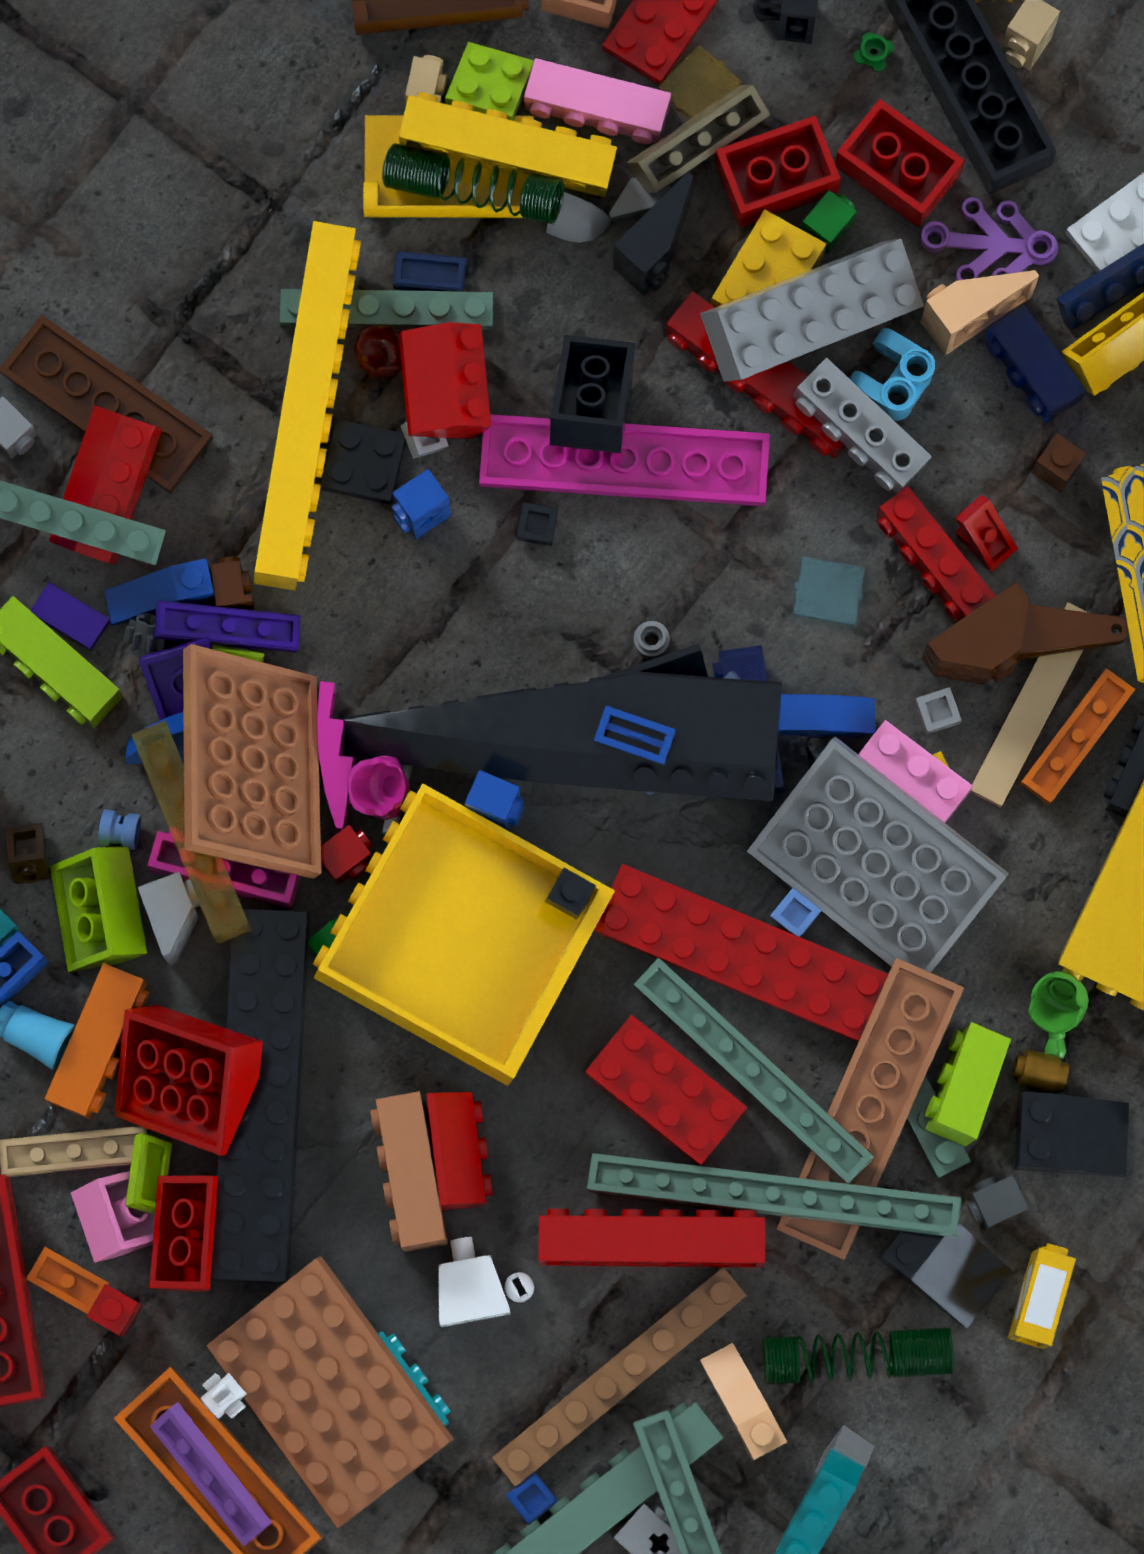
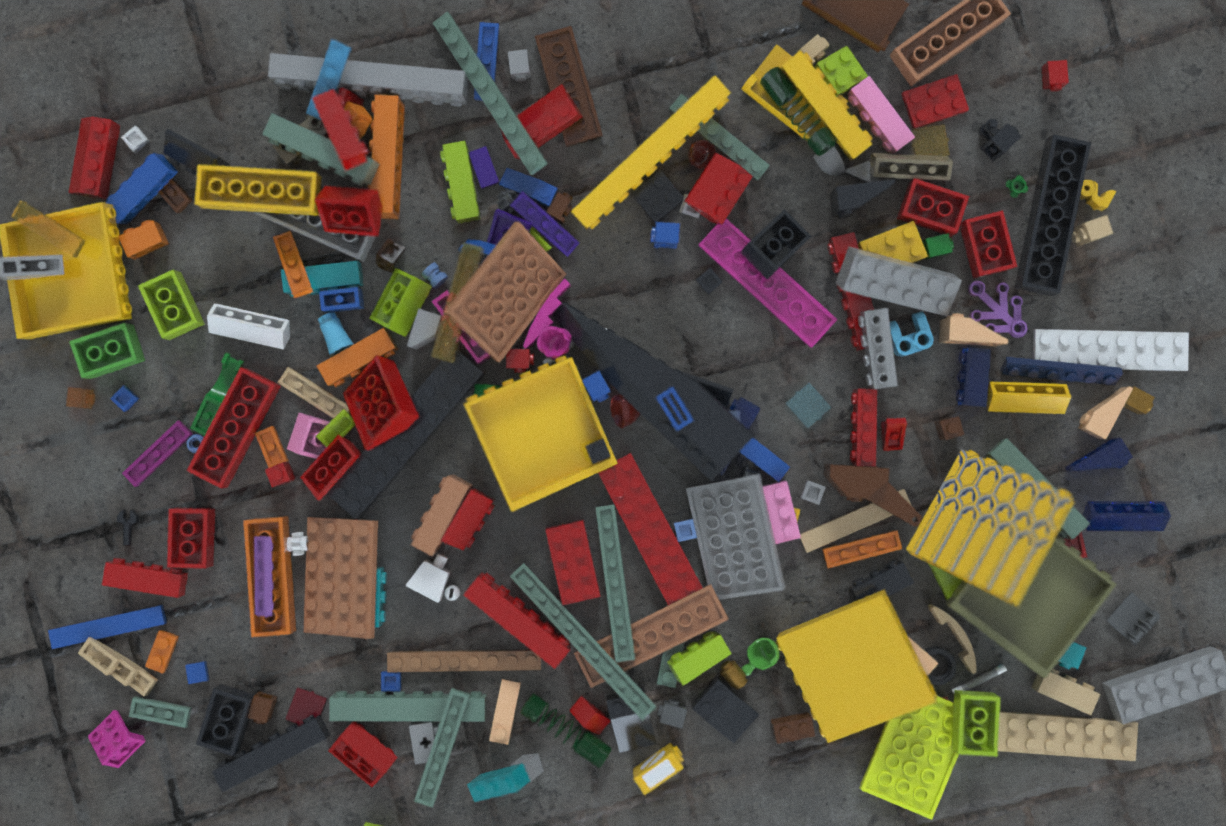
camera: 40 degrees right, 10 degrees up
(429, 272) = (750, 135): dark blue tile -> none
(562, 808) = (623, 412): none -> clear red hat
(654, 628) = (724, 367): light grey plate -> none
(876, 1307) = (589, 715): none -> red slope

